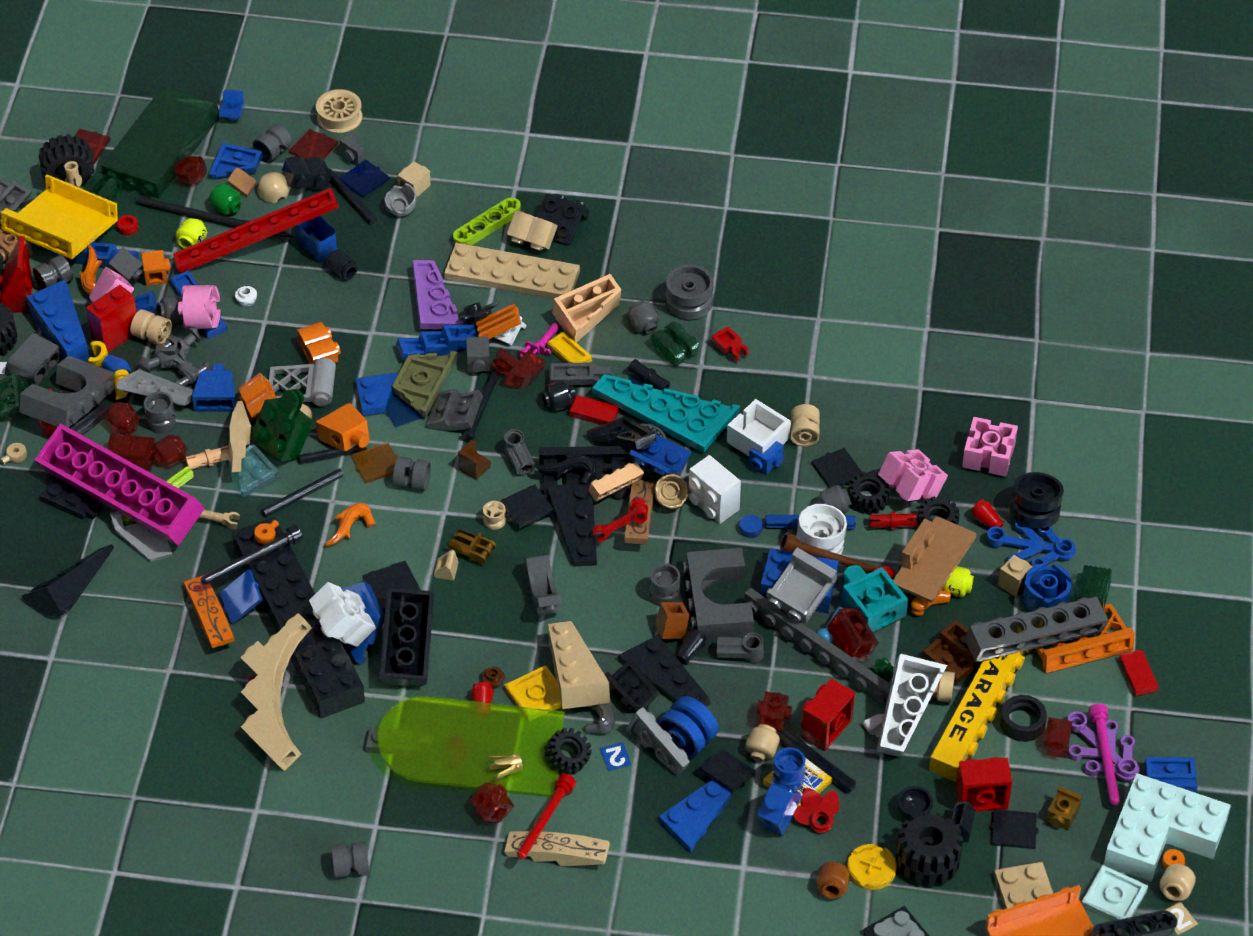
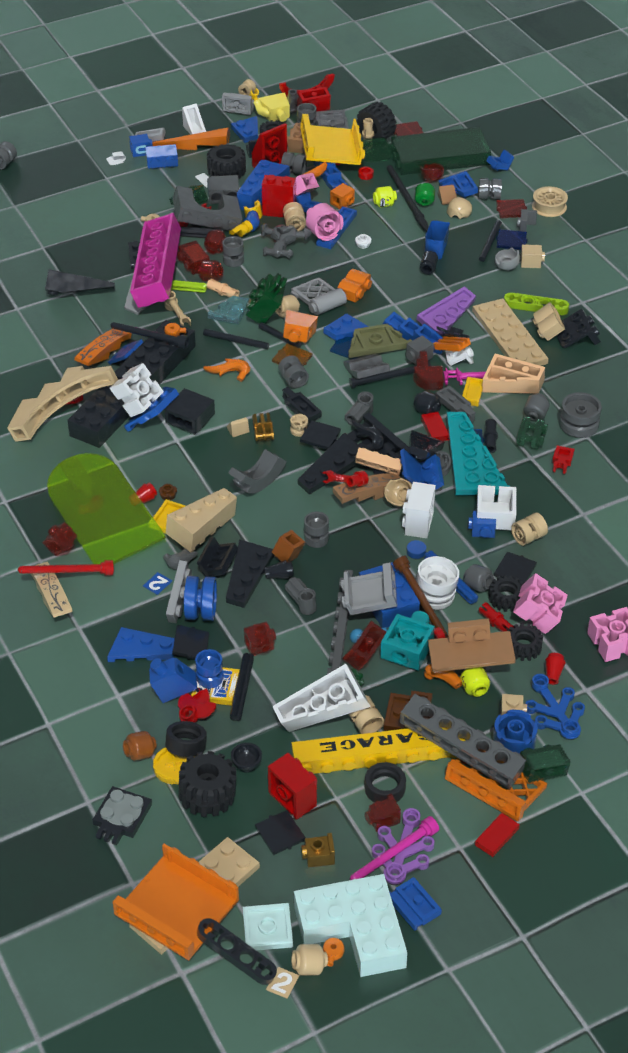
camera: 55 degrees right, 5 degrees down
(127, 265) = (327, 181): dark grey brick -> none
(146, 383) = (251, 239): light grey wing -> none
(214, 390) = (275, 262): blue torso -> none
(238, 436) = (237, 286): tan slope -> none
(254, 394) = (294, 279): orange brick -> none
(255, 230) = (410, 212): red plate -> none
(306, 172) = (482, 212): black brick -> none
(406, 637) = (150, 428): black brick -> none
(463, 496) = (301, 404): none -> black hinge
(472, 462) = (333, 392): reddish brown panel -> none
(512, 762) = (98, 531): pearl gold piece -> none
(559, 760) = (130, 542): black tyre -> none
(709, 617) = (349, 543): dark grey arch -> none
(762, 742) = (229, 647): tan head -> none
(827, 714) = (278, 666): red brick -> none
(853, 826) = (189, 730): none -> black tyre
(963, 816) = (255, 795): black piece -> none
(1036, 500) = (592, 684): black wheel -> none

